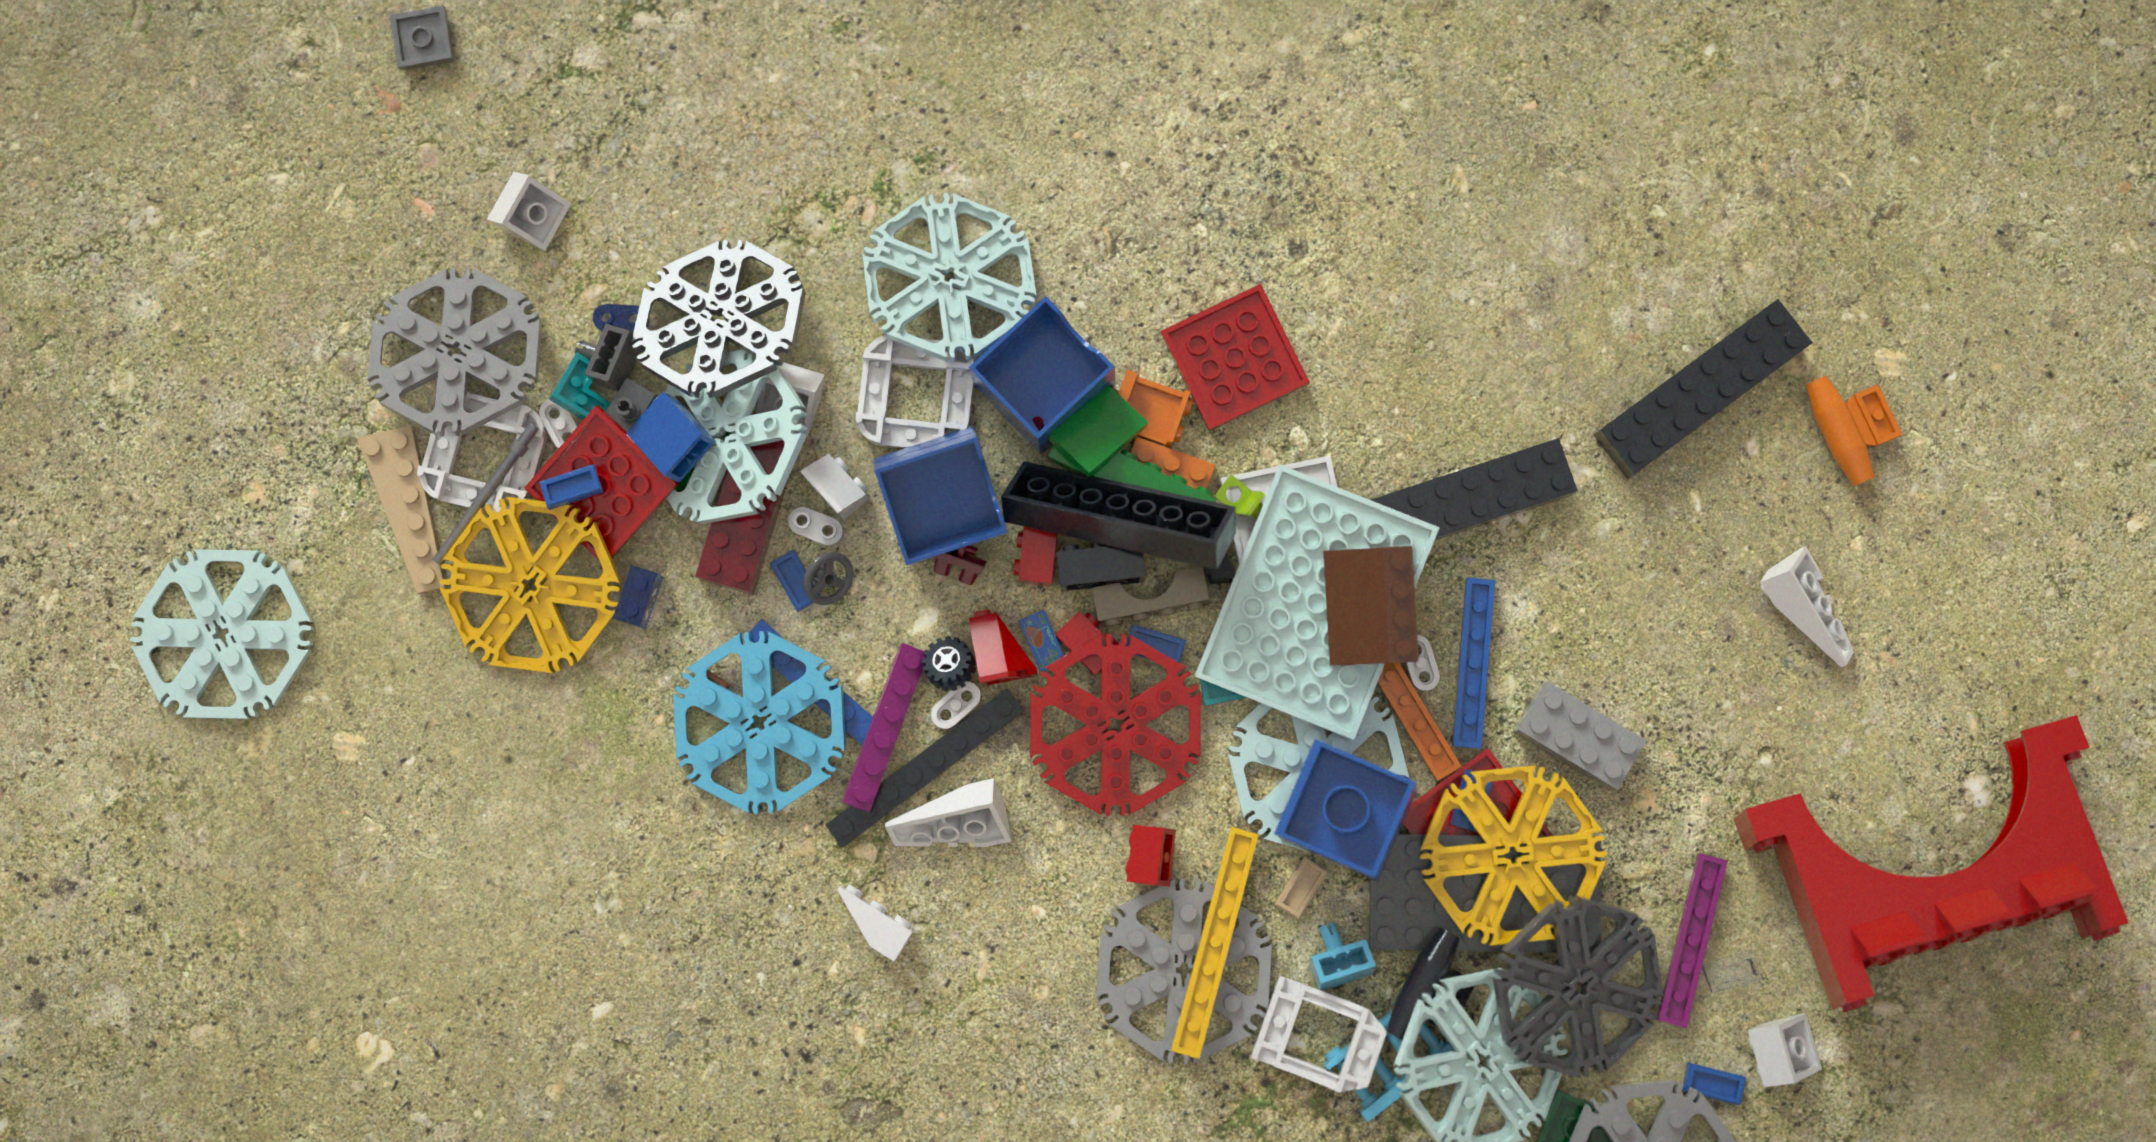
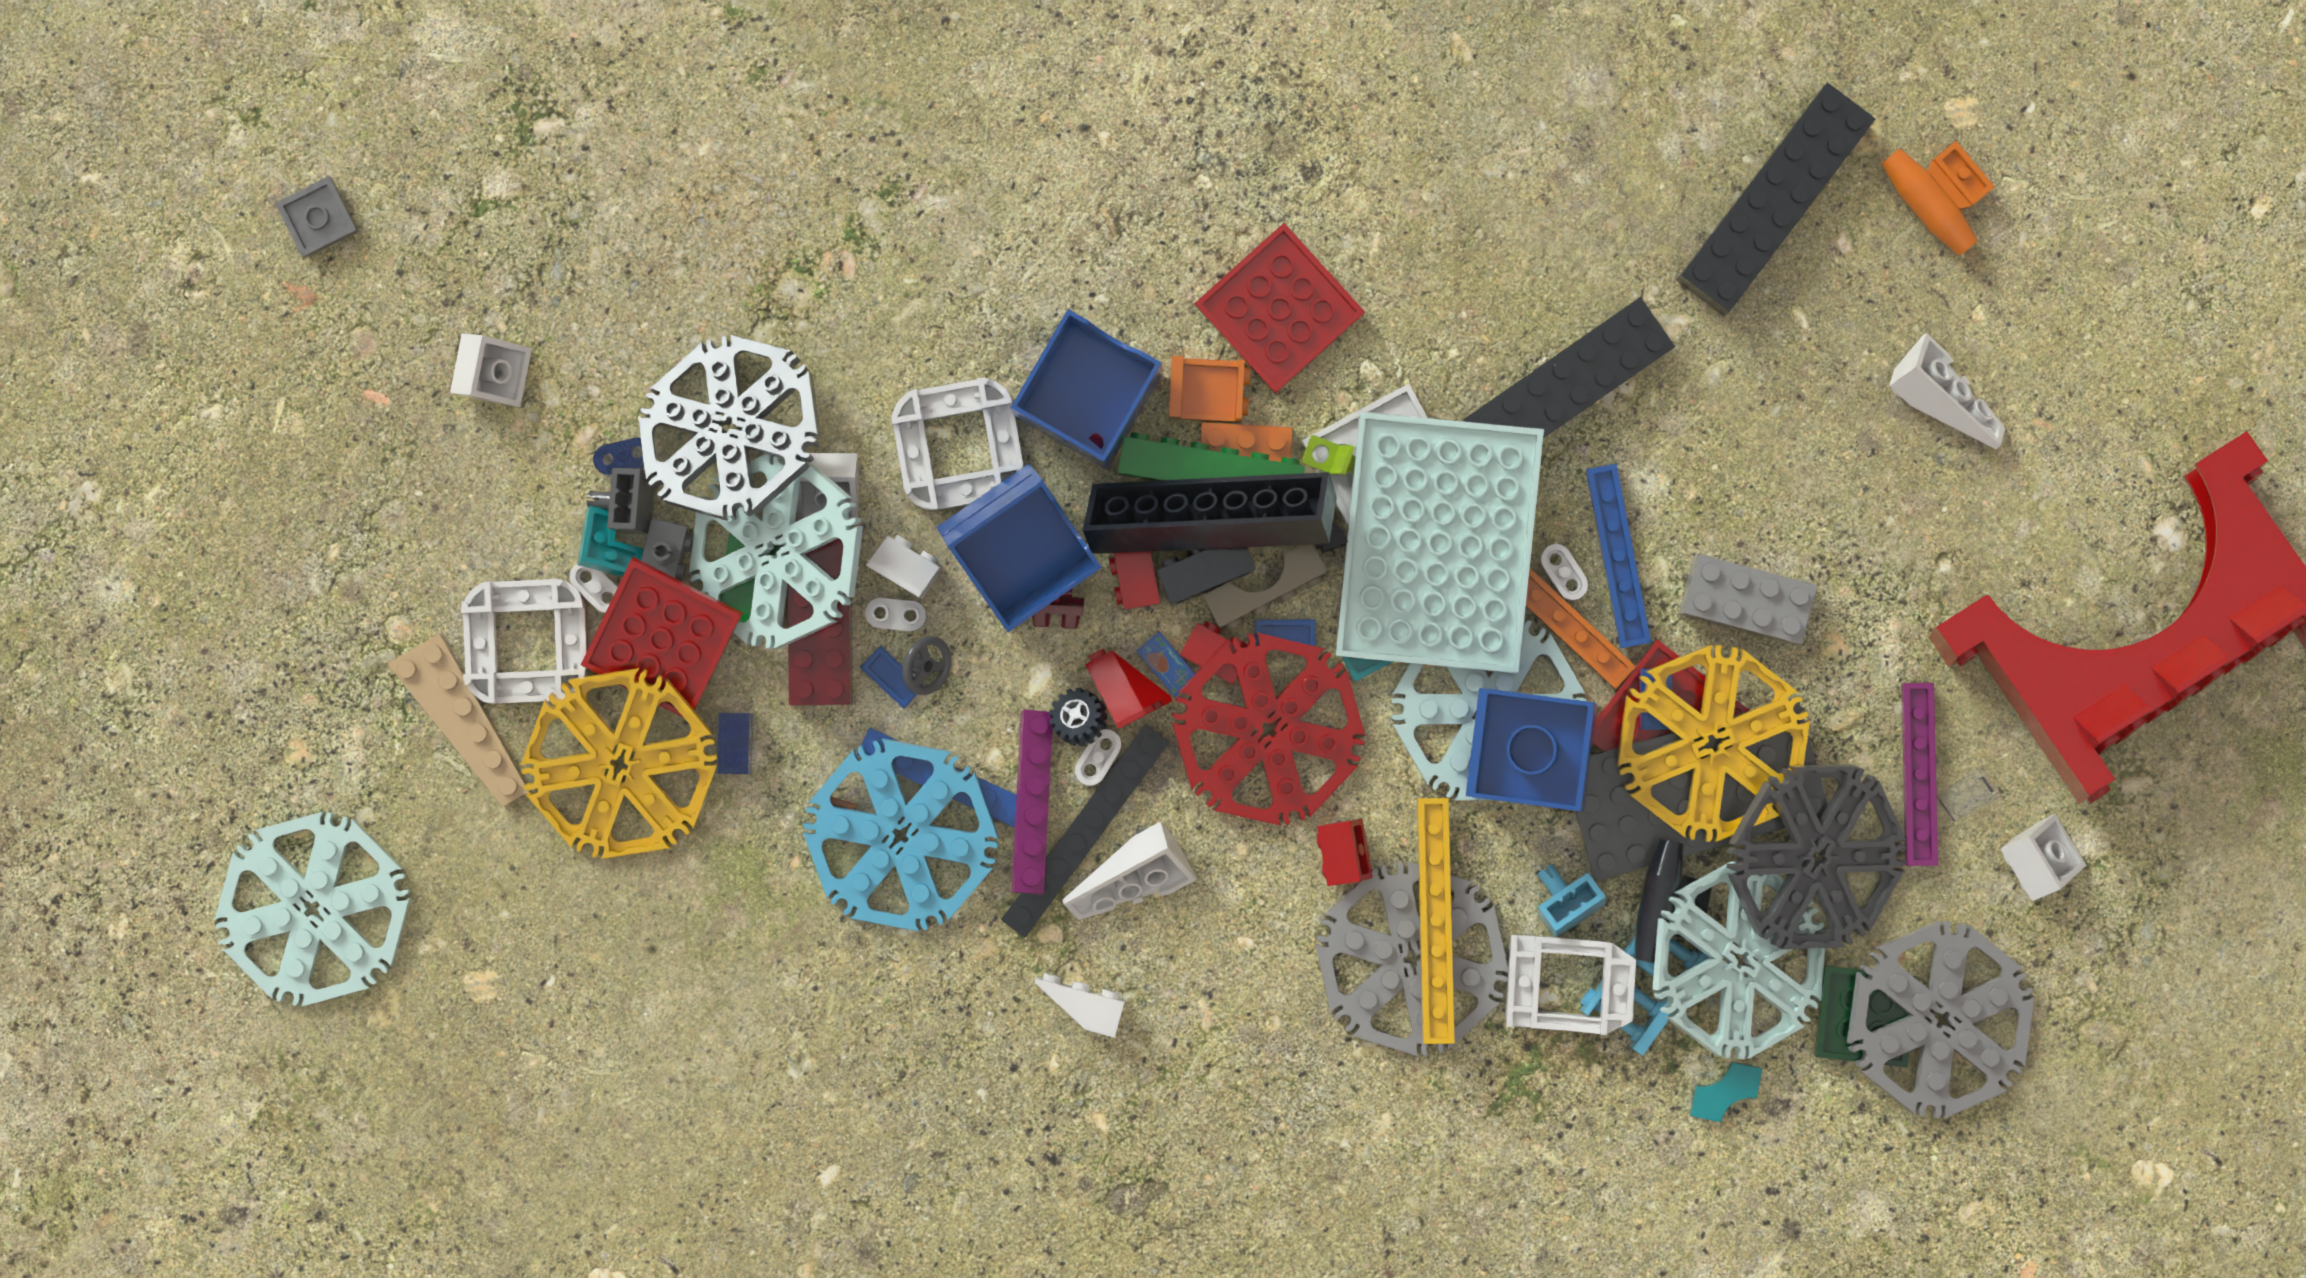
camera: 20 degrees left, 5 degrees up
(454, 370) = (468, 569): light grey plate -> none
(517, 449) = (561, 627): flat silver bar -> none
(571, 487) = (632, 651): blue tile -> none
(671, 437) = (719, 568): blue brick -> none
(947, 258) = (944, 293): light aqua plate -> none
(1098, 430) = (1162, 430): green tile -> none
(1301, 887) = (1507, 838): tan tile -> none
(1371, 606) = (1496, 531): reddish brown slope -> none
(1714, 1083) = (1981, 912): blue tile -> none

